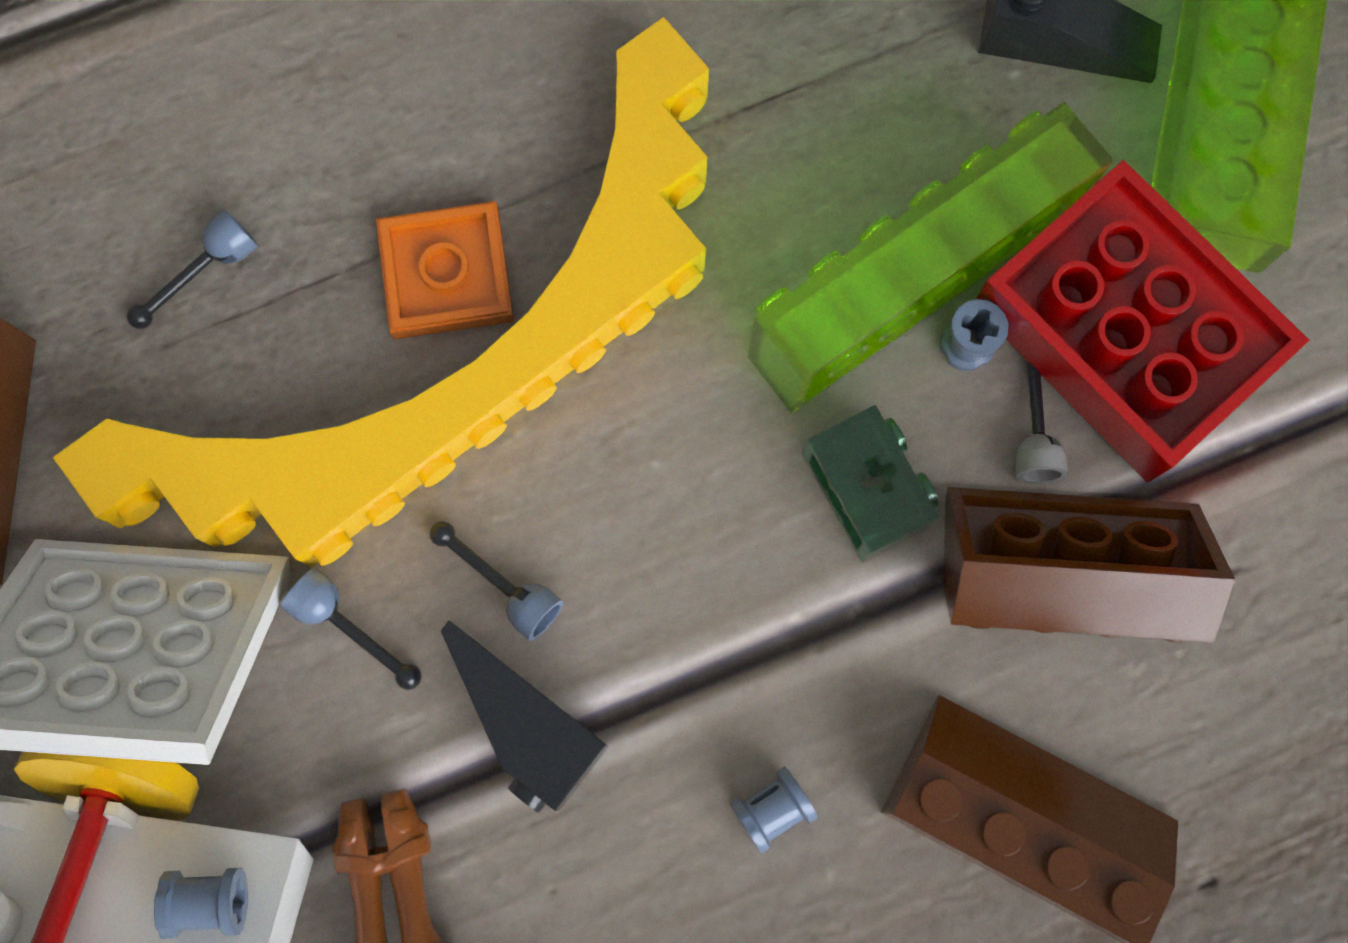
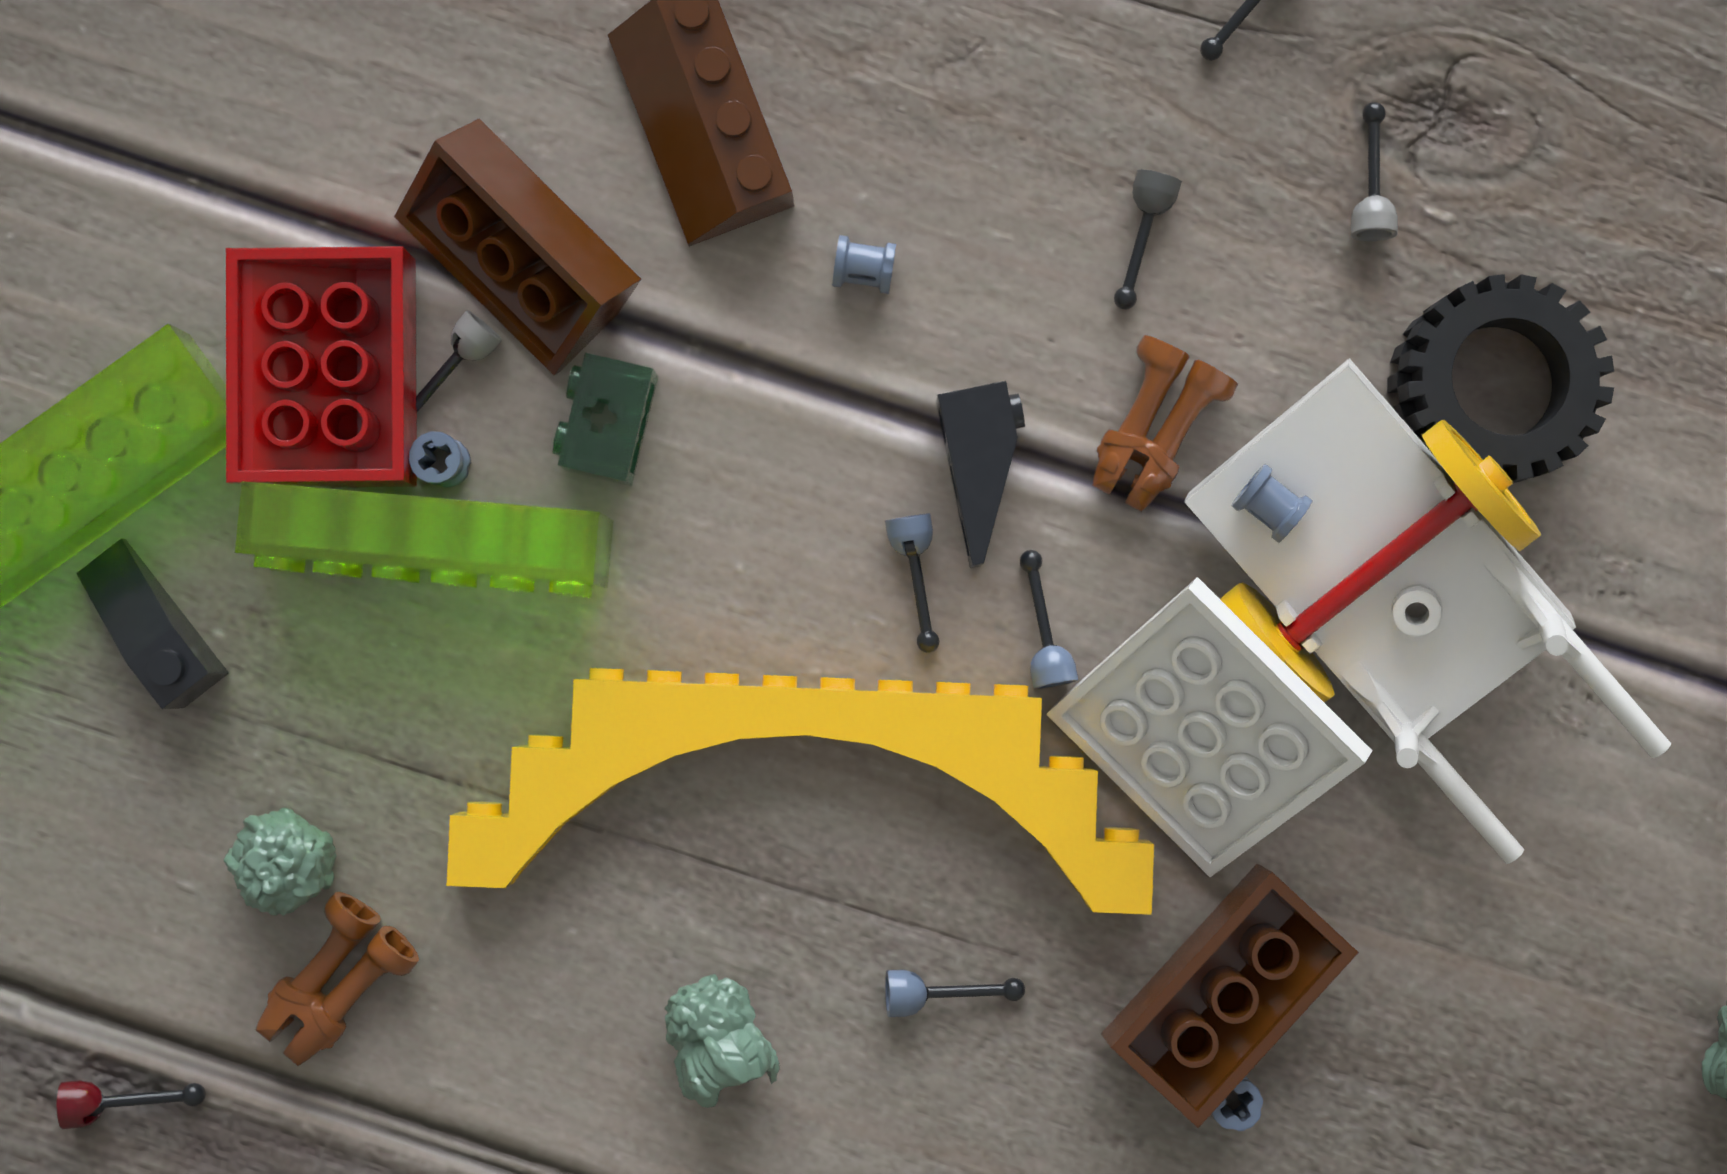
camera: 135 degrees left, 10 degrees up
(346, 77) = (716, 1039): none -> sand green hair
(444, 270) = (767, 837): orange tile -> none

